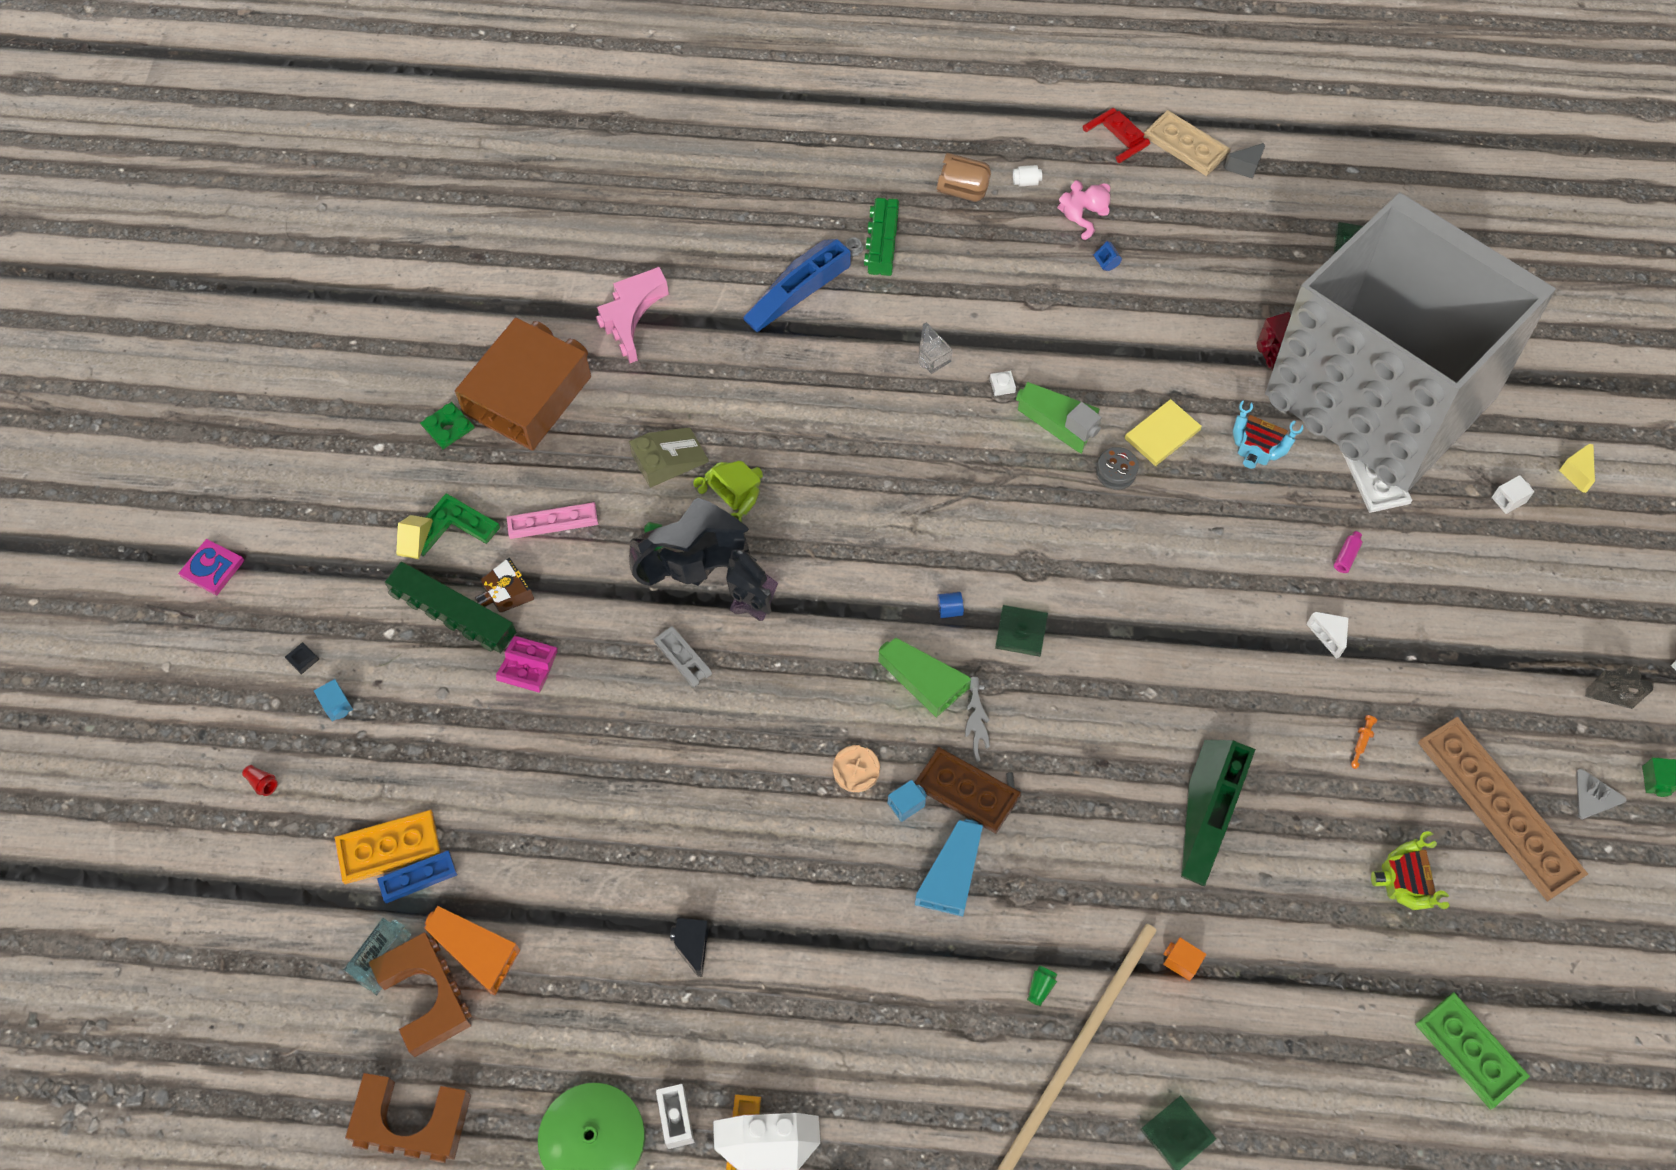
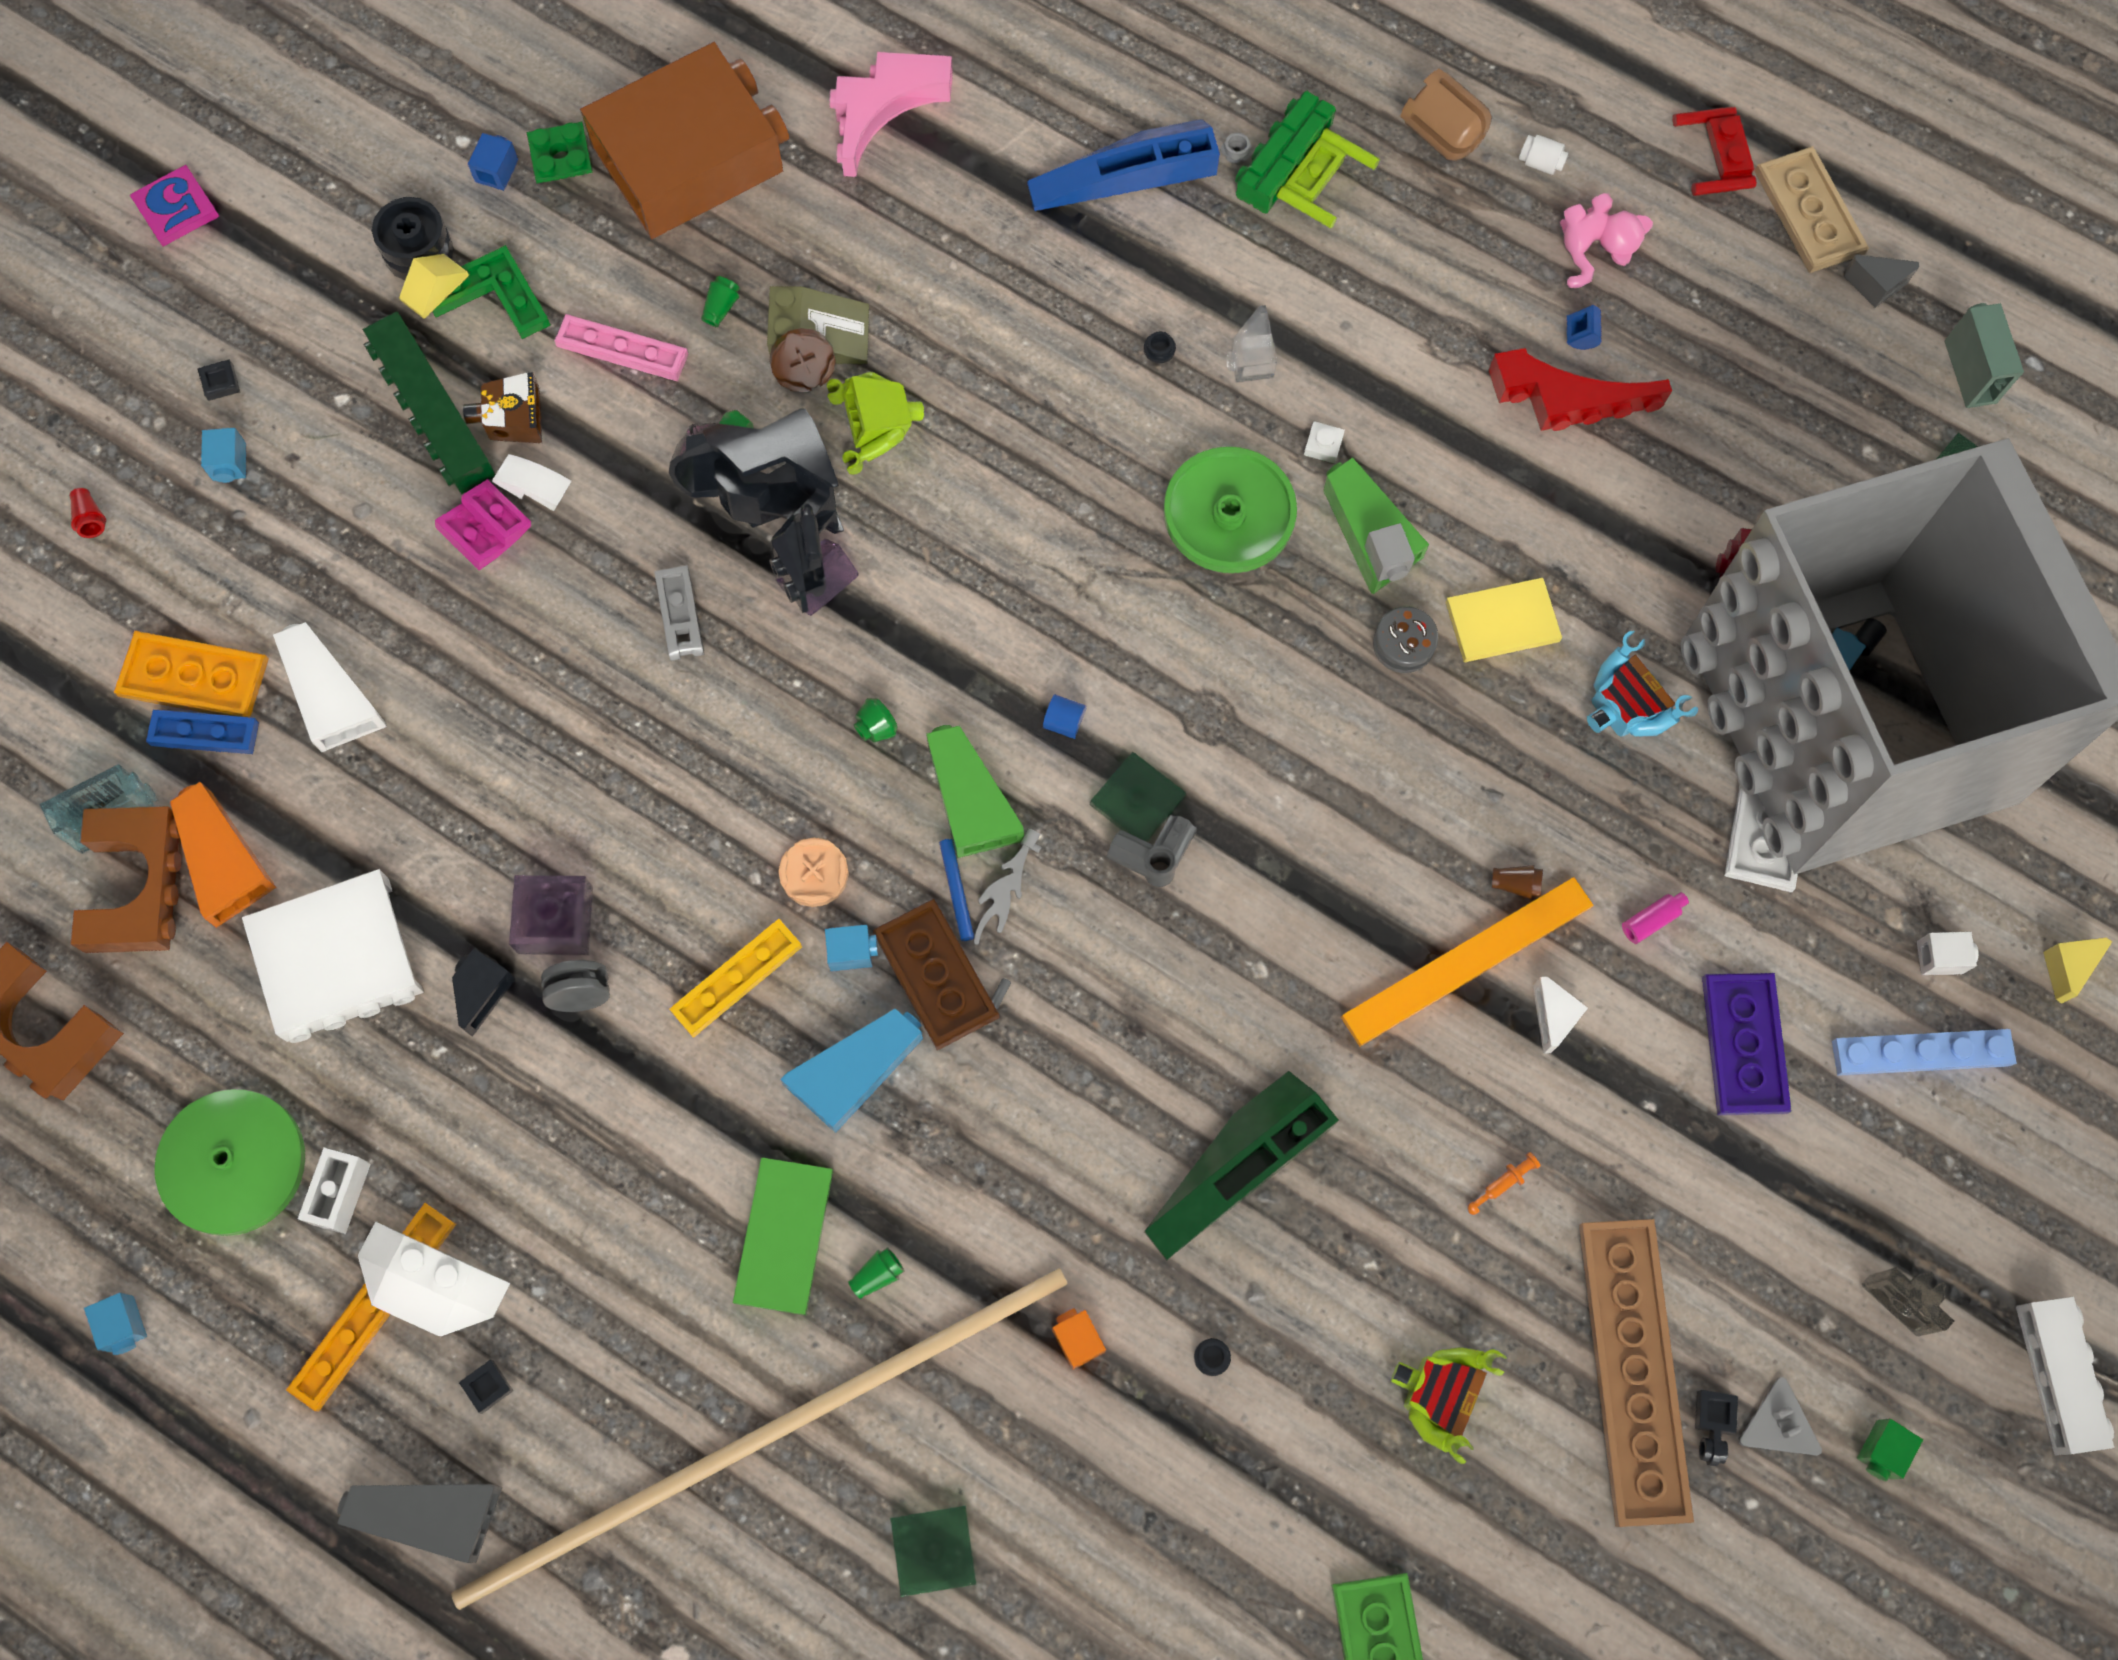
camera: 25 degrees right, 10 degrees up
(380, 513) = (409, 230): none -> black wheel
(408, 448) = (493, 161): none -> blue brick
(485, 811) = (324, 692): none -> white slope
(545, 621) = (532, 479): none -> white slope
(586, 971) = (331, 957): none -> white panel
(598, 465) = (719, 300): none -> green cone
(672, 474) = (802, 360): none -> reddish brown tile
(713, 873) = (551, 915): none -> clear purple brick
(754, 908) = (575, 985): none -> dark grey head
(841, 660) = (875, 721): none -> green cone
(848, 854) = (735, 978): none -> yellow plate
(876, 373) = (1159, 347): none -> black plate
(907, 237) = (1317, 171): none -> lime plate
(948, 735) = (956, 890): none -> blue piece
(971, 994) = (783, 1236): none -> bright green tile
(975, 442) = (1230, 509): none -> bright green dish
(1046, 660) = (1168, 848): none -> dark grey piece
(1120, 298) = (1566, 398): none -> red arch
(1262, 629) = (1466, 961): none -> light orange tile
(1264, 568) = (1519, 880): none -> reddish brown cone
(1265, 928) = (1212, 1357): none -> black plate
(1328, 175) = (1983, 355): none -> sand green brick
(1441, 597) = (1746, 1044): none -> dark purple tile
(1534, 553) = (1923, 1052): none -> light blue plate
(1561, 808) = (1718, 1415): none -> black plate

